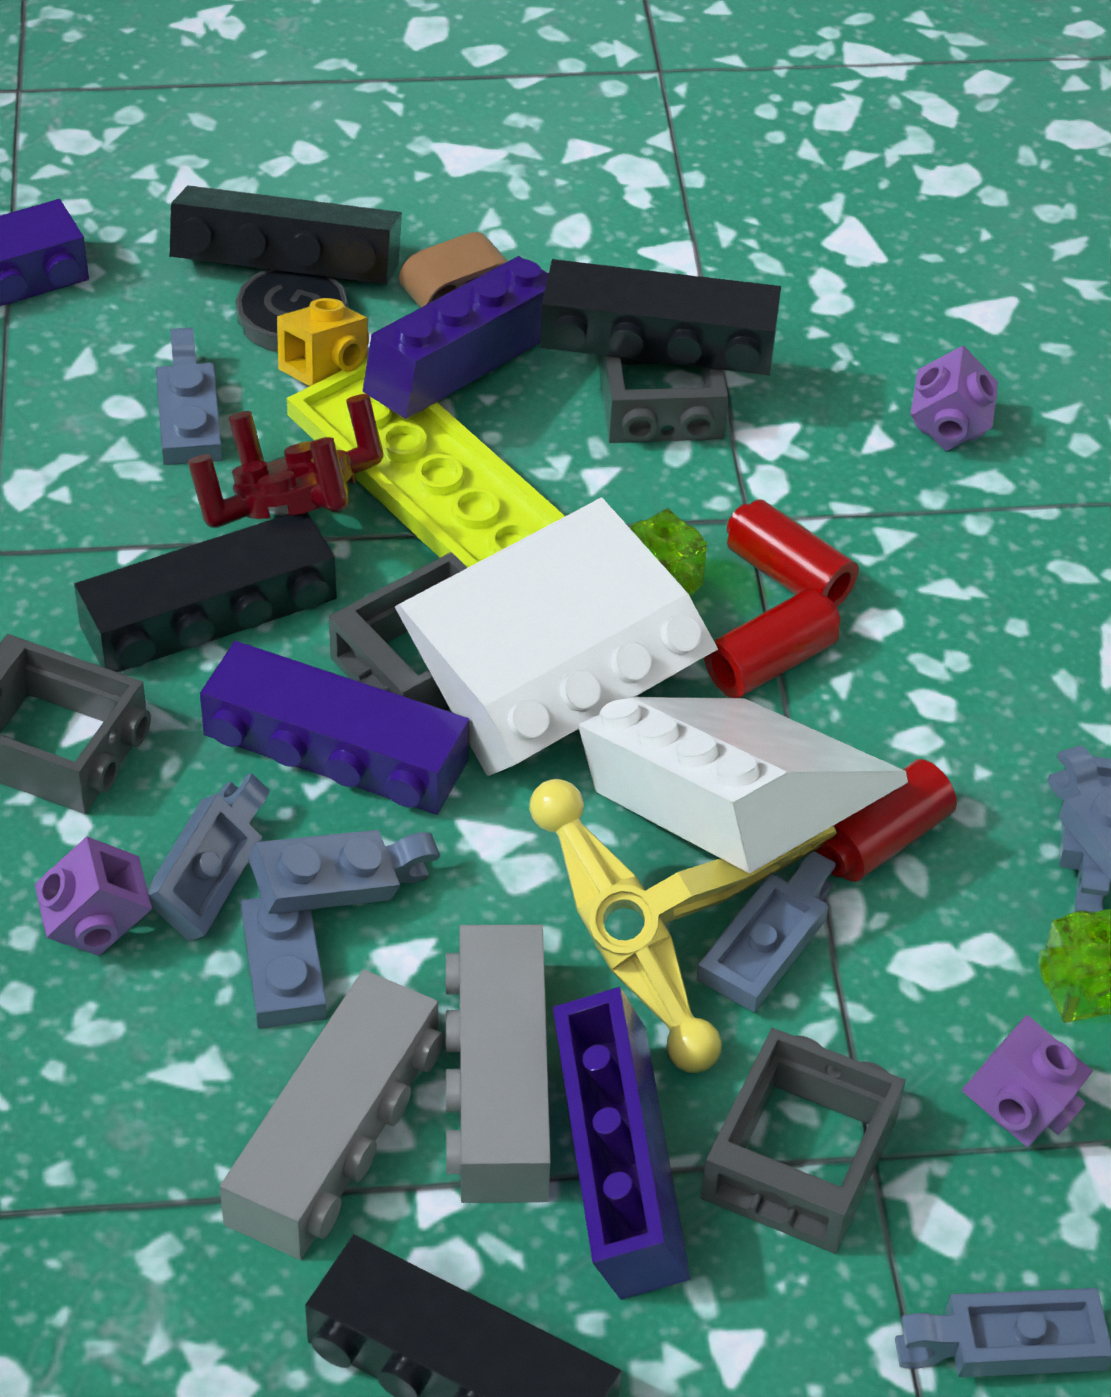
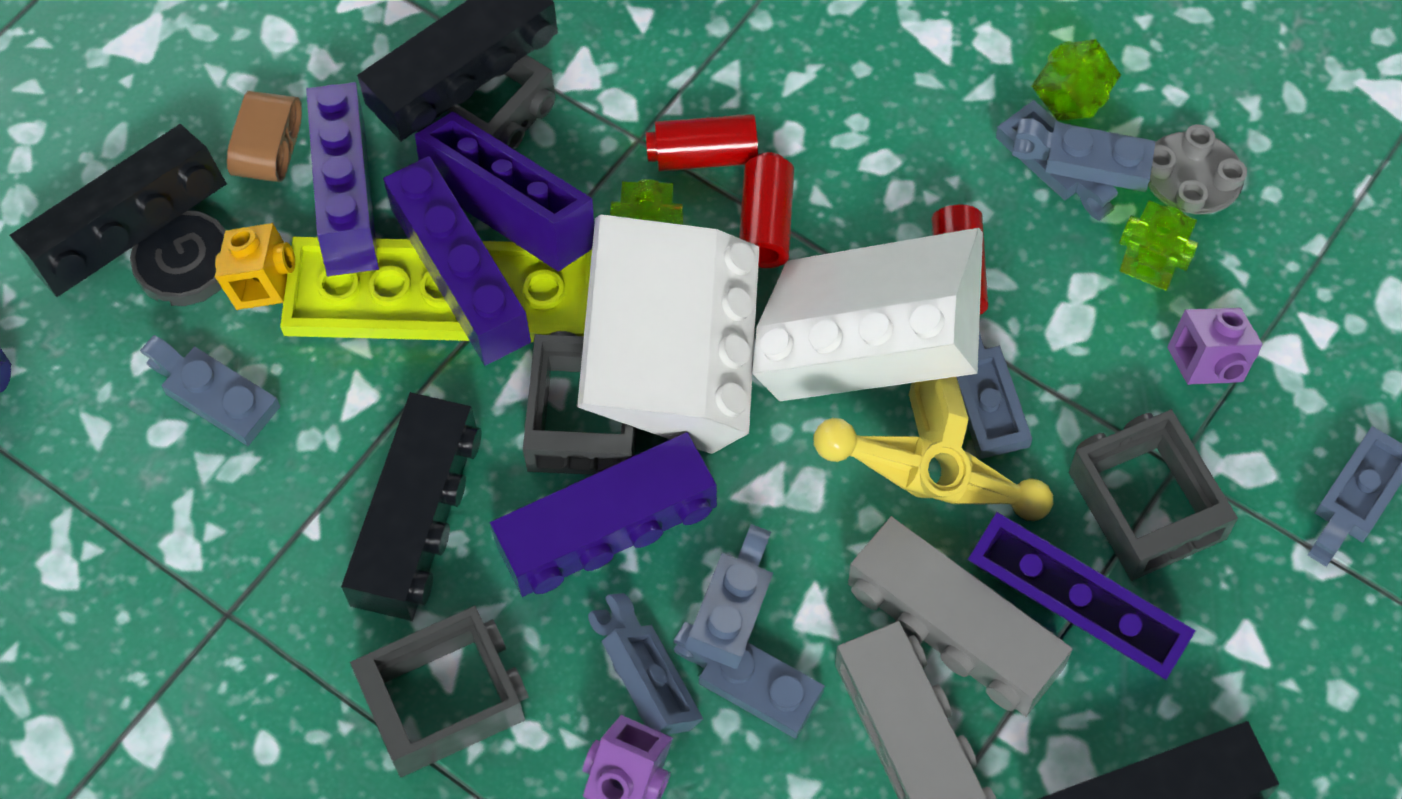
camera: 45 degrees left, 15 degrees up
(304, 480) = (351, 390): dark red plate -> none
(461, 452) = (457, 261): none -> dark purple brick
(568, 435) = (510, 191): none -> dark purple brick

